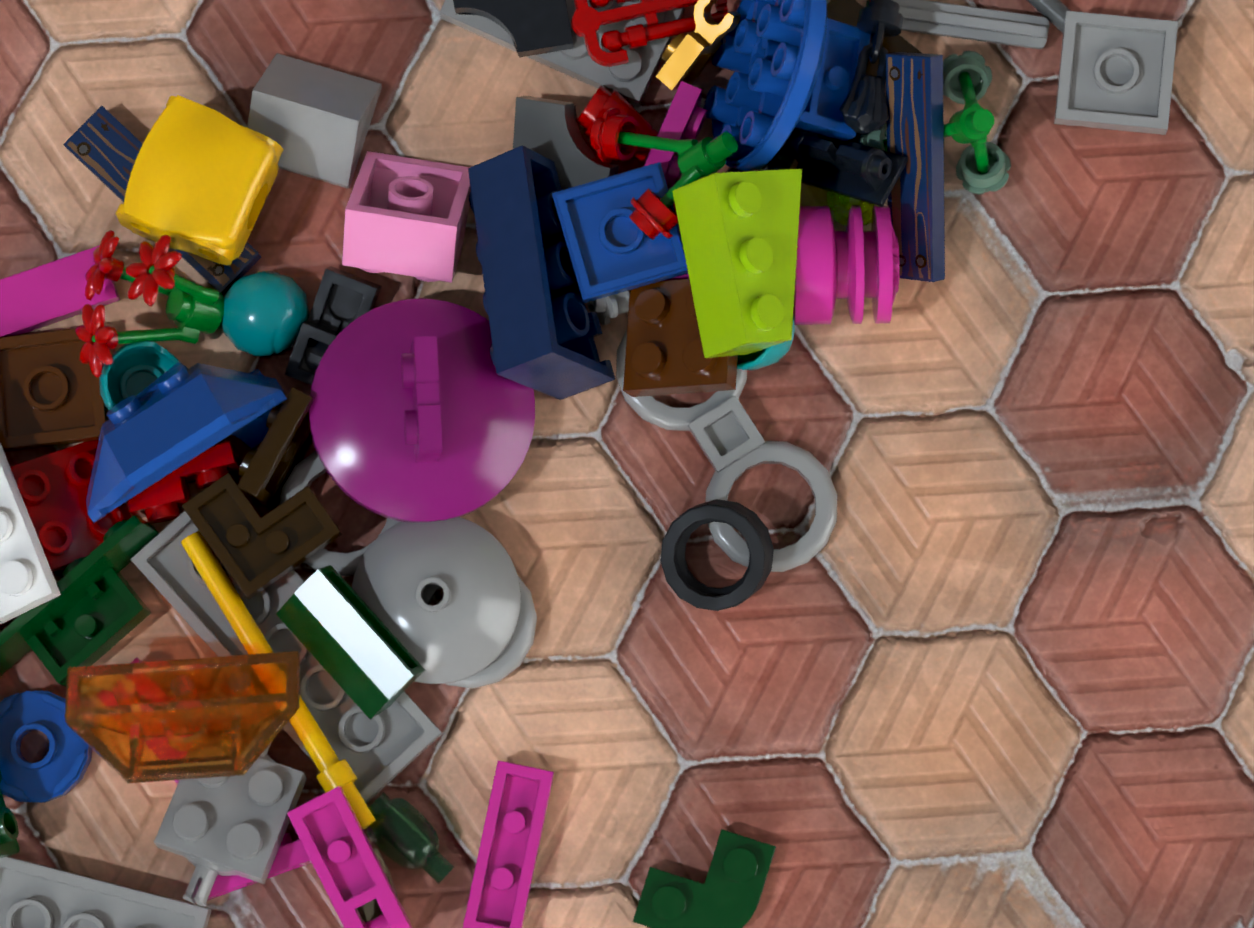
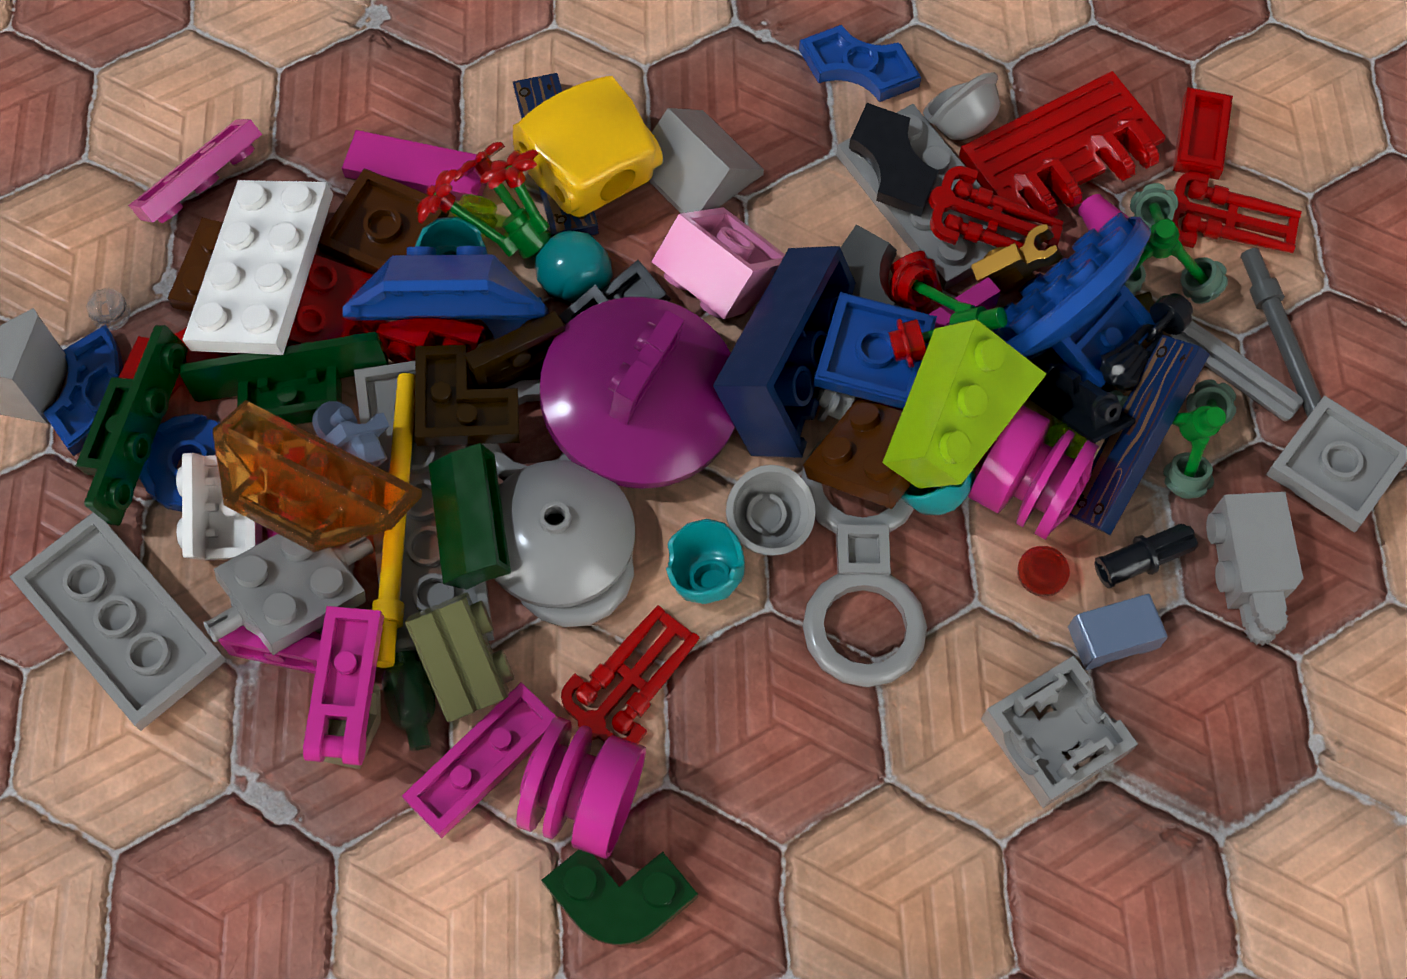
camera: 25 degrees right, 15 degrees down
(105, 798) = (207, 526): none -> white bracket
(129, 315) = (480, 207): none -> clear neon green plate
(165, 634) = (339, 426): none -> sand blue hips
(429, 775) = (459, 656): none -> olive brick
(583, 752) = (604, 674): none -> red piece
(591, 541) = (705, 561): none -> teal hair
(618, 823) = (580, 786): none -> dark pink wheel
(622, 456) = (771, 510): none -> light grey helmet
(676, 567) = (767, 608): black tyre -> none
(902, 348) = (1043, 571): none -> clear red plate
(986, 273) = (1145, 555): none -> black axle
(991, 519) = (1040, 746): none -> light grey brick
(1002, 368) = (1117, 631): none -> sand blue piece
(1089, 218) = (1256, 559): none -> light grey hinge

